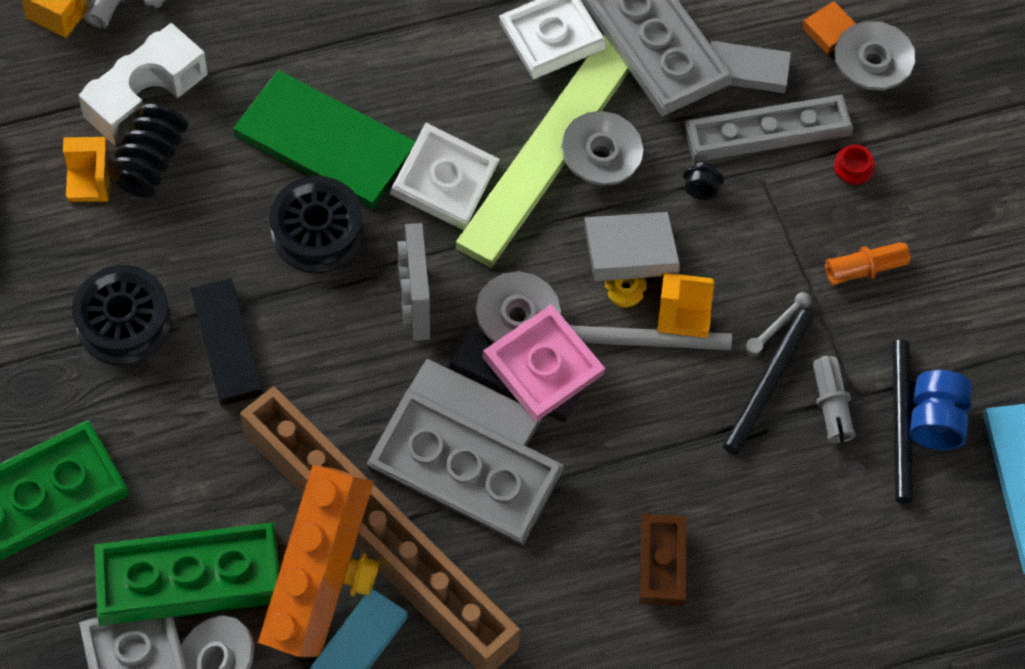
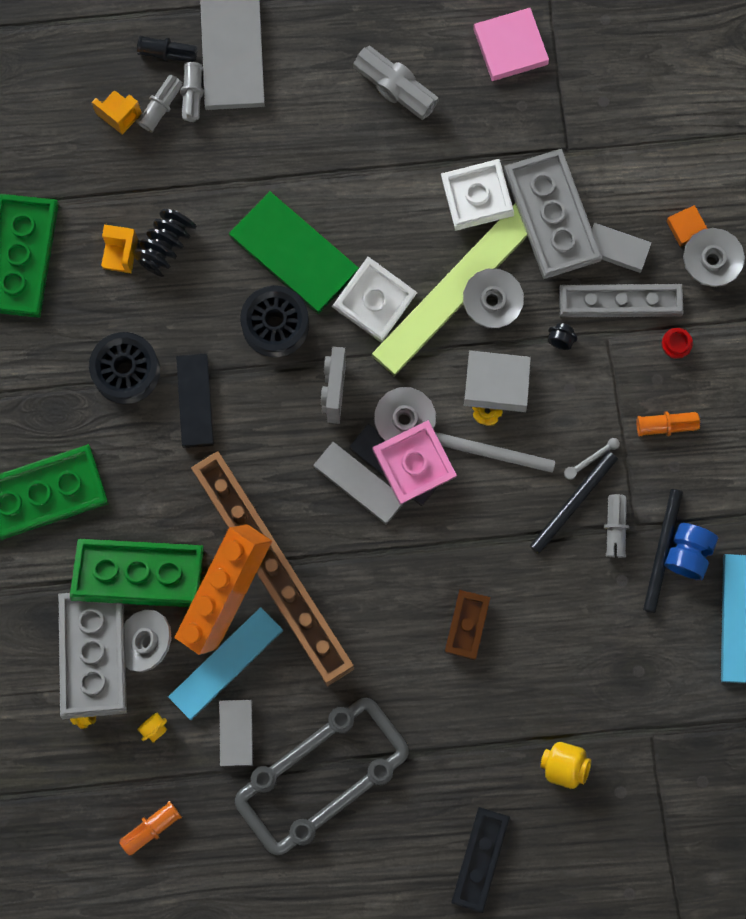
camera: 15 degrees right, 15 degrees up
(163, 60) = (187, 169): white arch -> none
(361, 575) = (254, 600): yellow plate -> none
(465, 466) = (344, 529): light grey tile -> none
(686, 305) = (526, 436): light orange panel -> none

